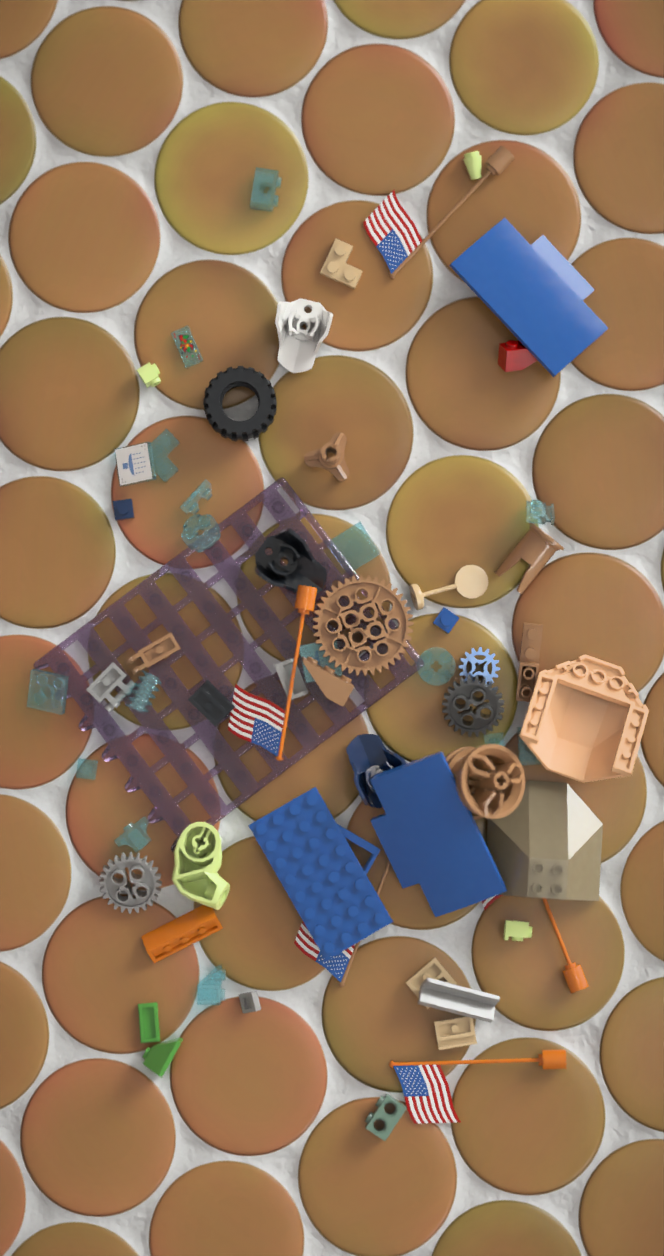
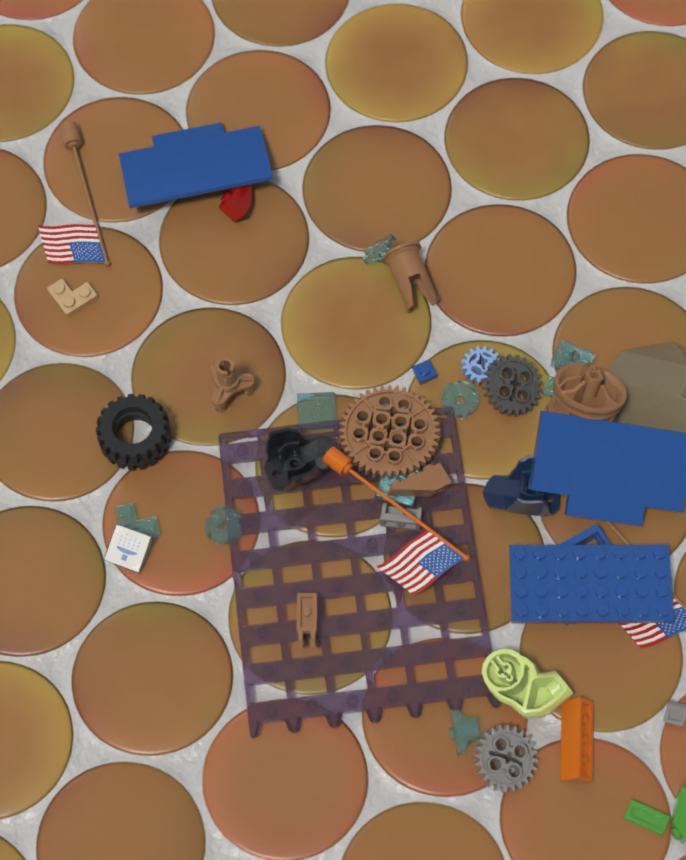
camera: 60 degrees left, 20 degrees down
(47, 691) = (284, 735): clear light blue plate -> none
(87, 769) = (376, 743): clear light blue plate -> none
(107, 683) = (308, 674): light grey plate -> none
(123, 509) = (161, 582): dark blue plate -> none
(144, 692) = (336, 645): clear light blue piece -> none
(149, 374) = (58, 495): yellowish green plate -> none
(187, 346) = (55, 453): clear light blue tile -> none
(191, 504) = (190, 504): clear light blue plate -> none
(210, 988) = (643, 741): clear light blue slope -> none
(211, 703) = (382, 594): black plate -> none
(298, 346) = (116, 359): white piece -> none
(469, 581) = (402, 337): tan piece -> none
(473, 164) = (59, 156): yellowish green cone -> none
(528, 661) = (500, 326): medium nougat slope -> none
(585, 720) = (580, 301): light nougat windscreen -> none

